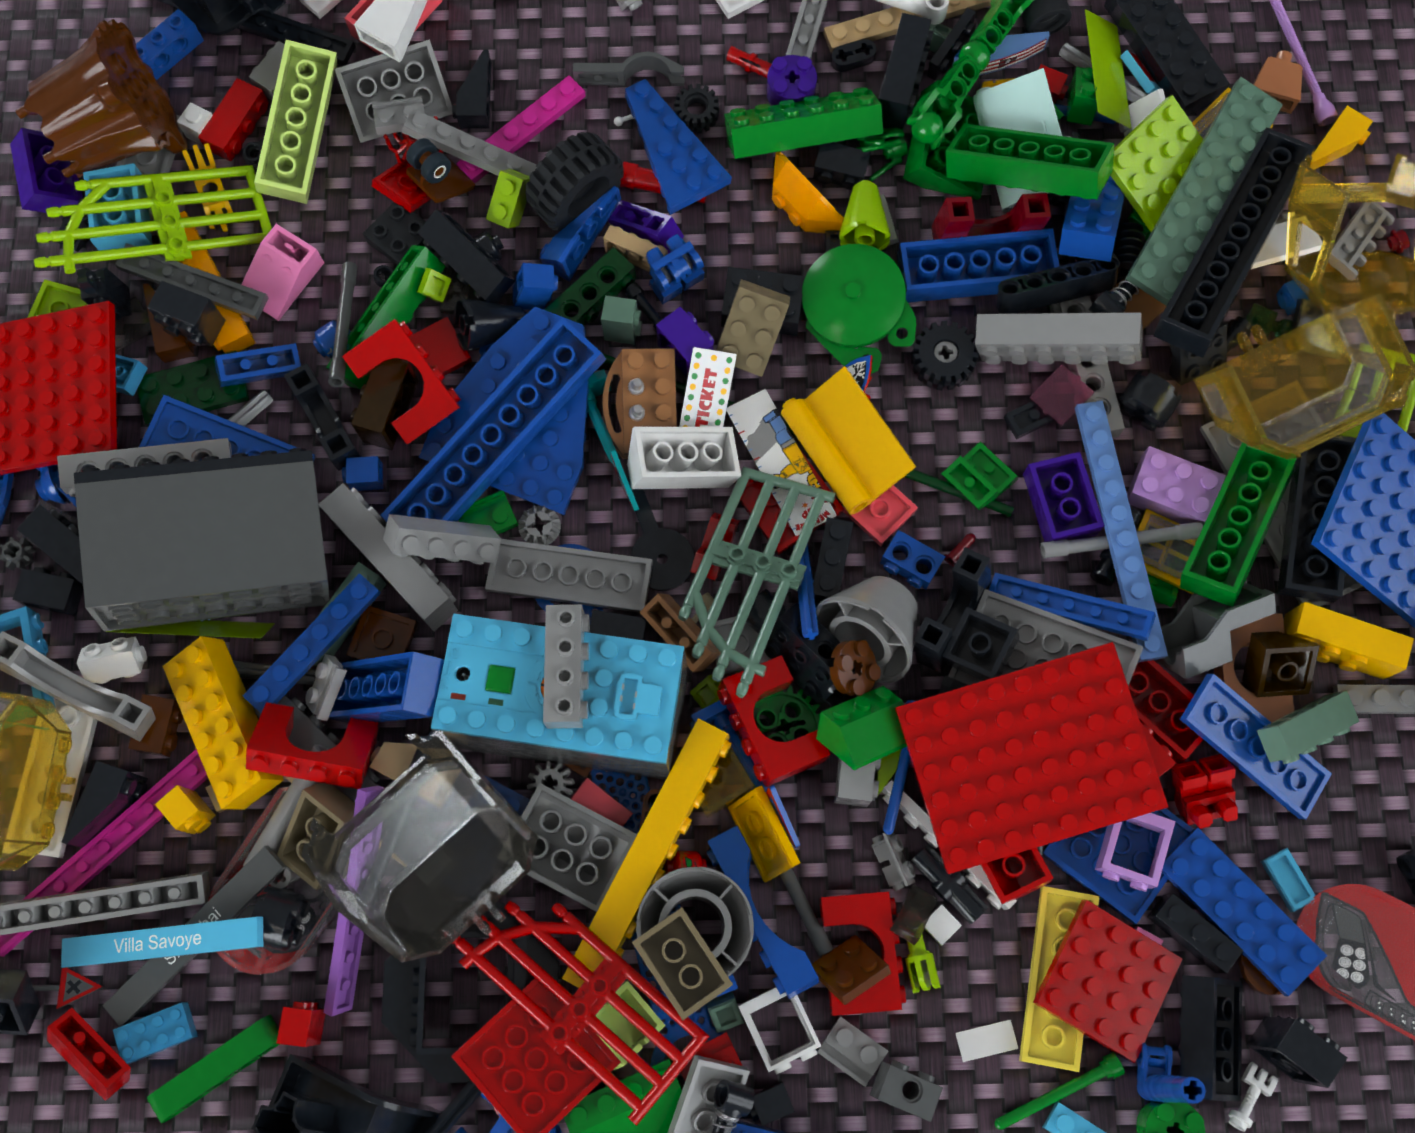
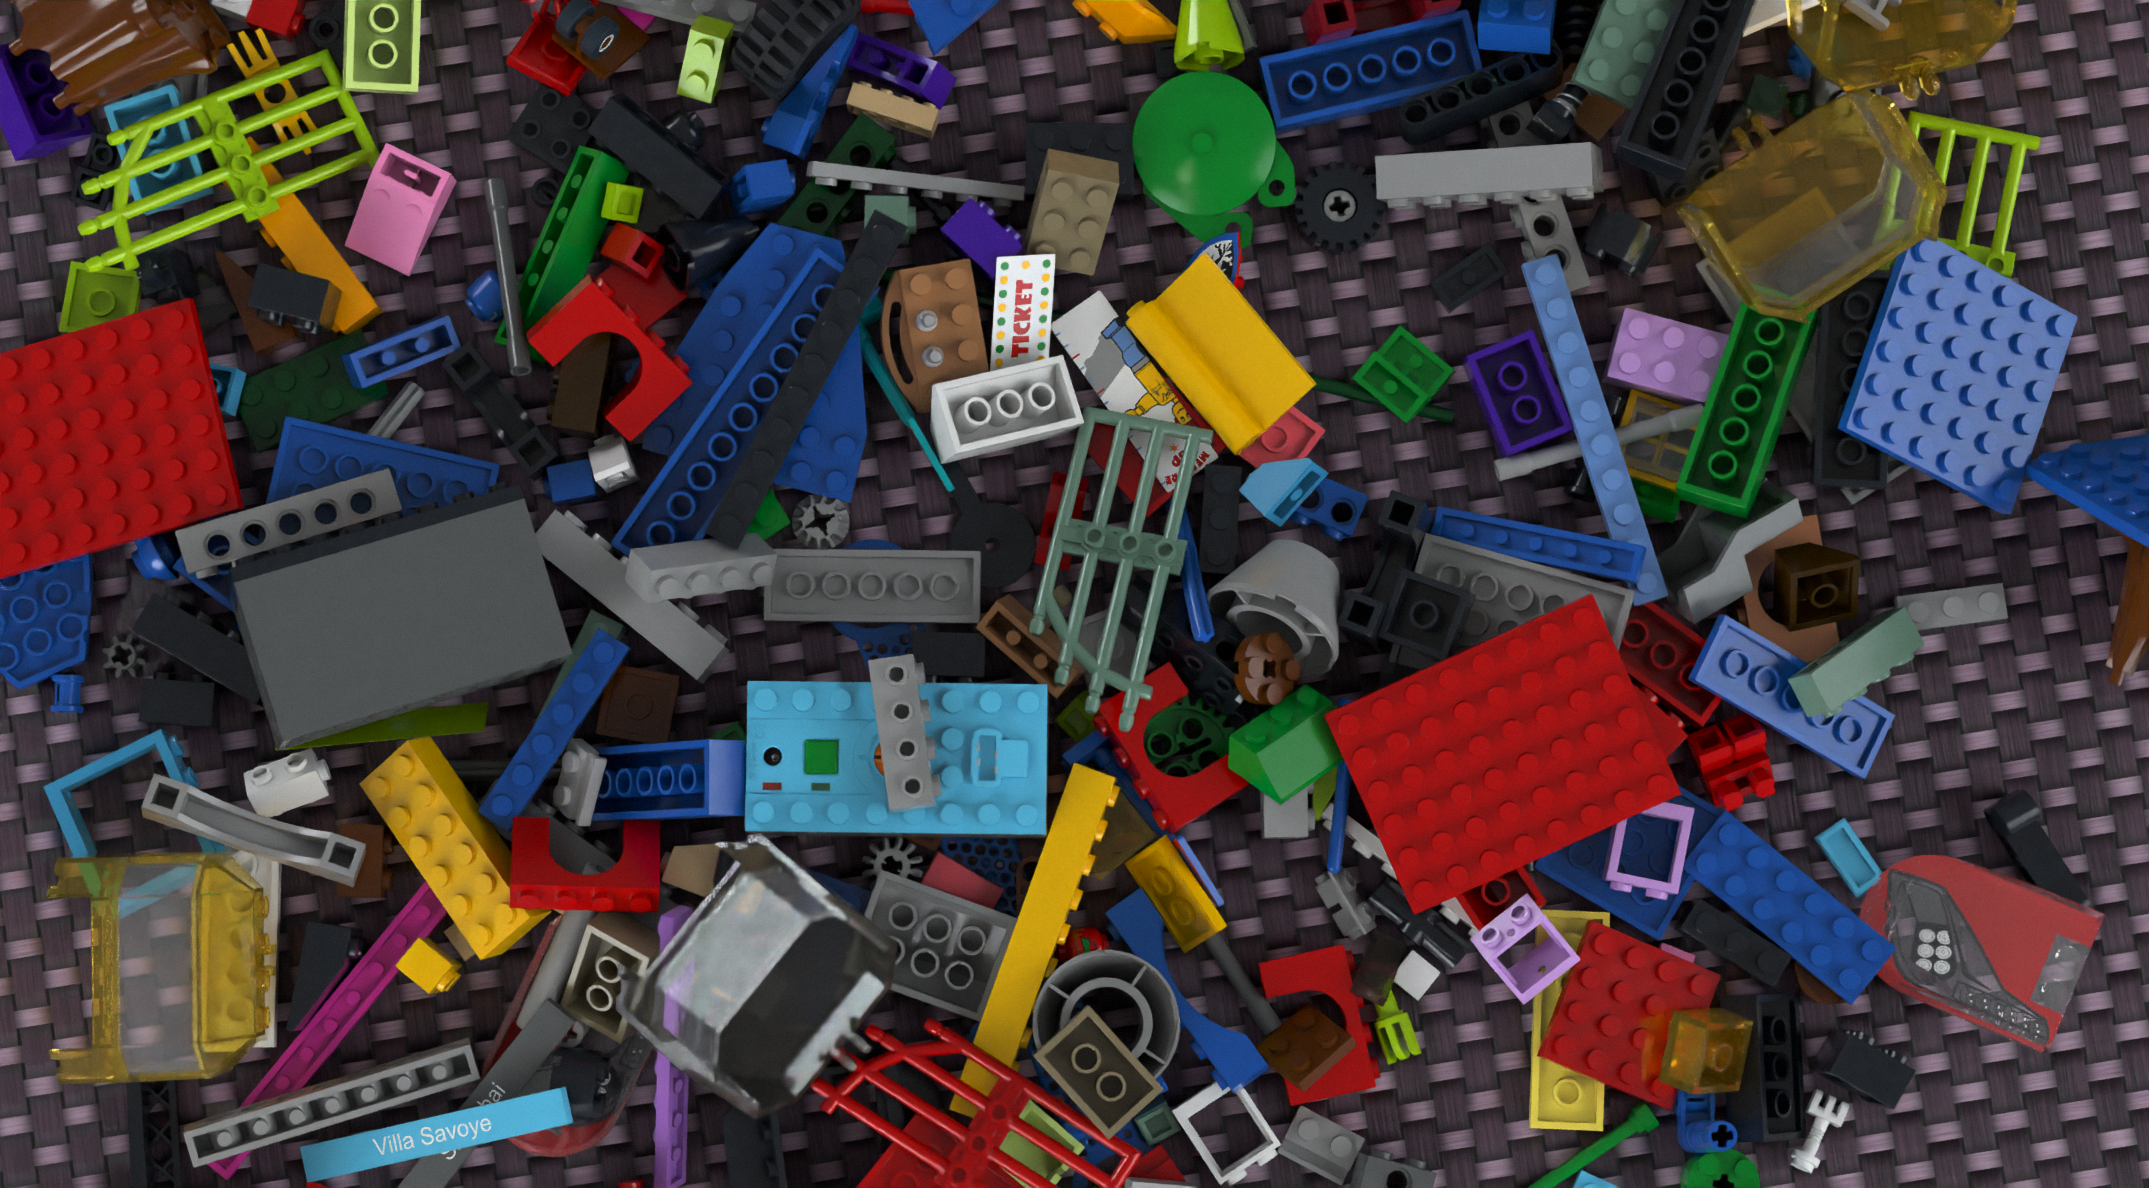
camera: 15 degrees left, 10 degrees up
(217, 289) = (295, 247): dark grey plate -> none
(394, 464) = (612, 463): none -> white slope
(435, 317) = (632, 250): none -> red brick
(540, 411) = (806, 379): none -> black plate
(655, 300) = (899, 182): none -> light grey plate
(676, 270) = (962, 132): blue hips -> none
(882, 539) = (1282, 487): none -> dark azure slope
(954, 555) = (1388, 478): dark red piece -> none
(986, 1040) = (1486, 1109): white sticker -> none
(1053, 921) = (1525, 975): none -> lavender window
(1061, 395) = (1502, 248): clear pink piece -> none
(1170, 1017) = (1705, 1050): none -> clear yellow brick
(1350, 641) = (1901, 541): yellow brick -> none

